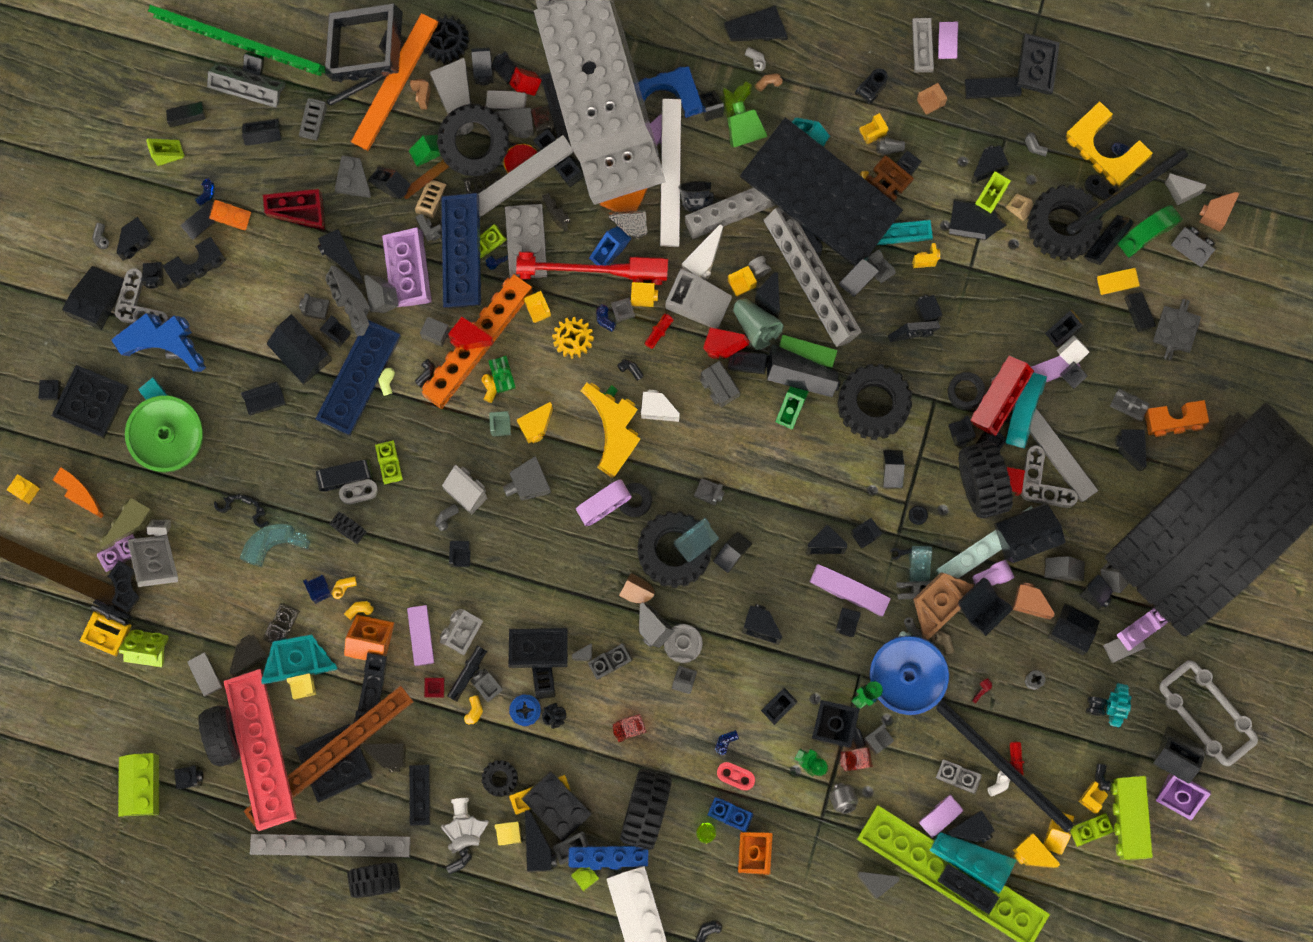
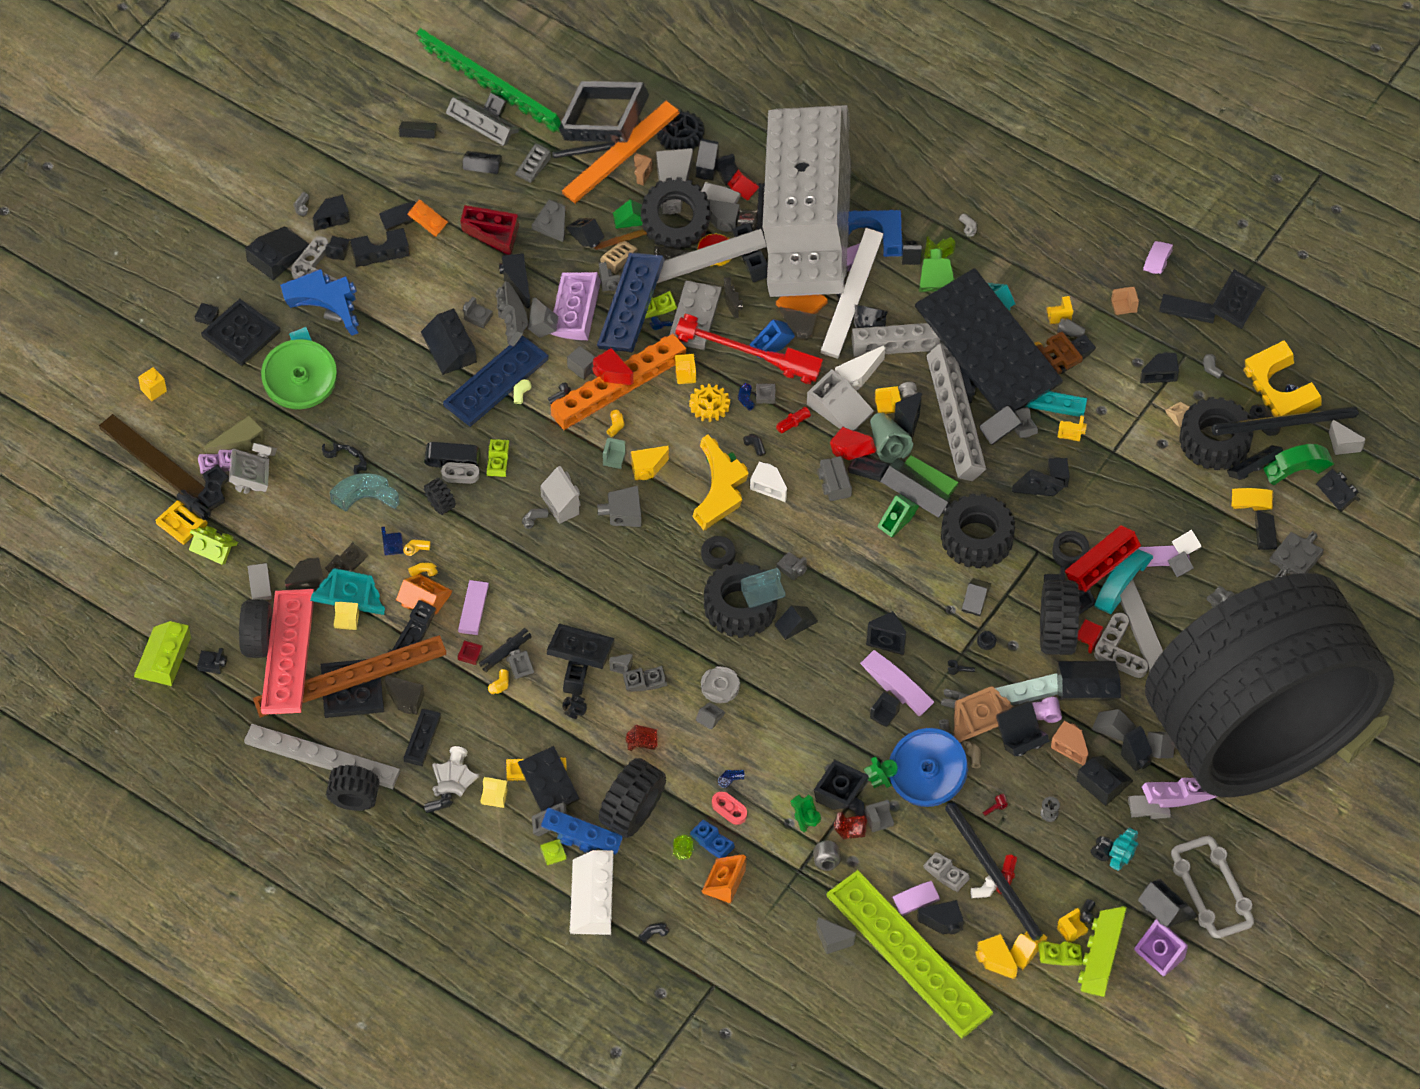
camera: 15 degrees right, 20 degrees down
(77, 492) = (200, 400): orange slope -> none
(165, 150) = (387, 151): lime slope -> none
(208, 192) = (414, 195): clear blue arm -> none
(263, 398) = (401, 372): black panel -> none
(335, 331) = (487, 338): black panel -> none
(459, 554) = (536, 549): black panel -> none
(460, 631) = (514, 613): light grey bracket -> none
(502, 374) = (631, 414): green hips -> none
(511, 778) = (500, 735): black tyre -> none
(518, 704) = (545, 689): blue gear -> none
(538, 851) = (516, 813): black slope -> none
(603, 503) = (687, 543): lavender beam -> none
(637, 590) = (691, 625): brick -> none
(643, 294) = (789, 385): yellow brick -> none
(653, 626) = (696, 659): slope -> none
(758, 25) = (984, 199): black wing -> none
(761, 625) = (798, 684): black slope -> none
(769, 79) = (973, 244): medium nougat arm -> none
(779, 706) = (794, 760): black slope -> none
(866, 533) = (930, 640): black panel -> none
(870, 87) = (1069, 276): black piece -> none
(920, 563) = (973, 676): clear light blue slope -> none
(922, 45) = (1132, 255): light grey plate -> none
(968, 889) = (919, 962): black plate -> none
(973, 221) = (1130, 412): black tile -> none
(980, 863) = (938, 946): teal wing -> none
(993, 192) = (1156, 390): lime slope -> none
(1064, 328) = (1184, 522): black slope -> none
(1218, 211) = (1372, 466): nougat slope -> none

